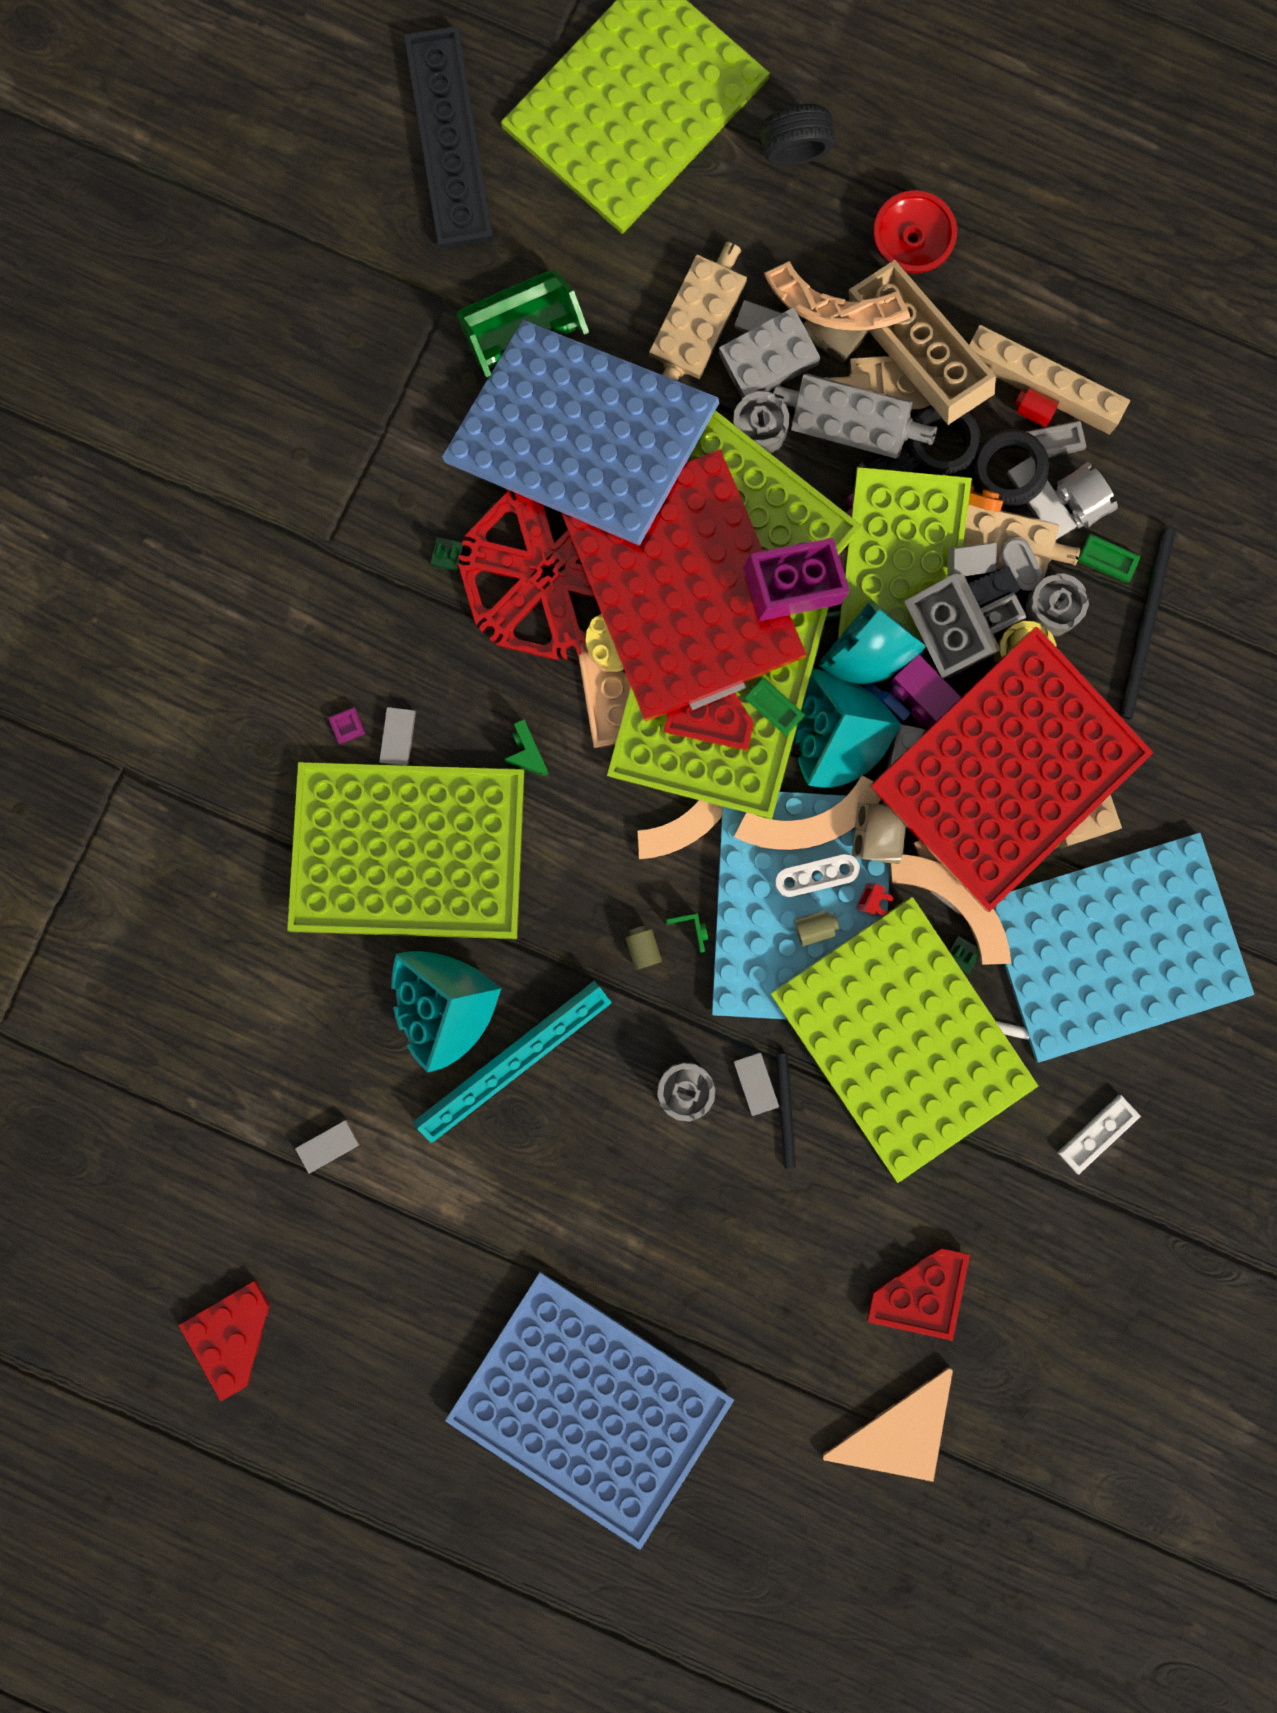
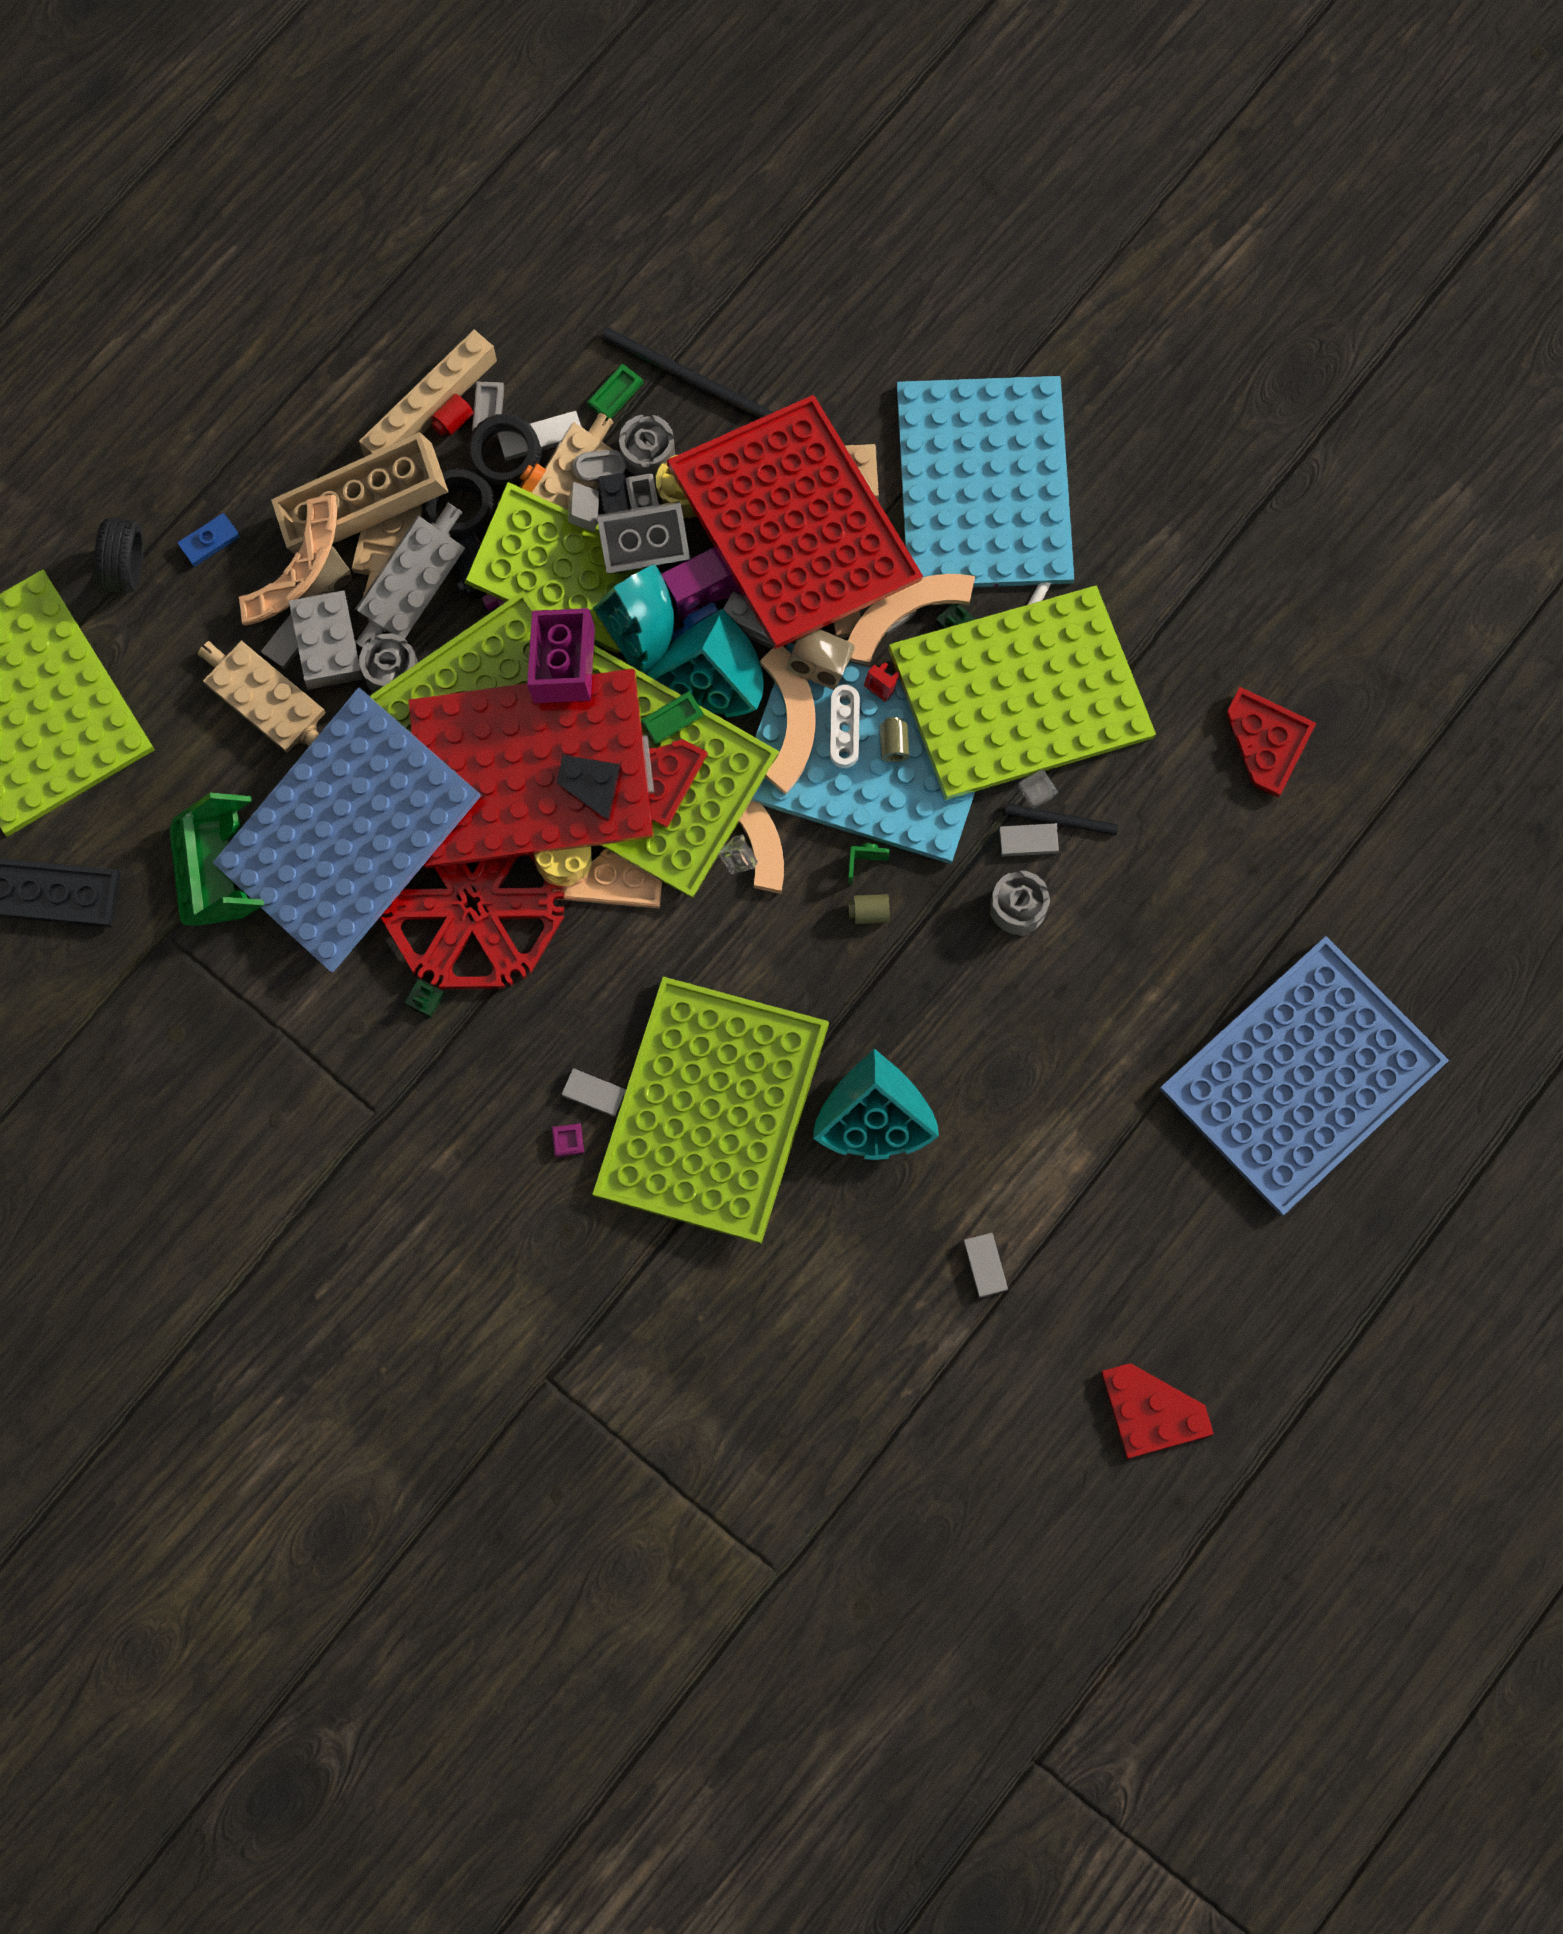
camera: 75 degrees left, 10 degrees down
(512, 1062) = (948, 1062): teal plate -> none
(529, 758) = (653, 965): green slope -> none
(661, 808) = (738, 855): none -> clear tile
(677, 645) = (590, 782): none -> black wing
(807, 1080) = (1037, 789): none -> clear tile
(843, 217) = (208, 539): none -> blue plate
(902, 1437) = (1395, 792): light nougat tile -> none
(917, 216) = (240, 463): red dish -> none
(1086, 495) = (551, 392): light grey brick -> none
(1098, 1134) = (1155, 545): white tile -> none

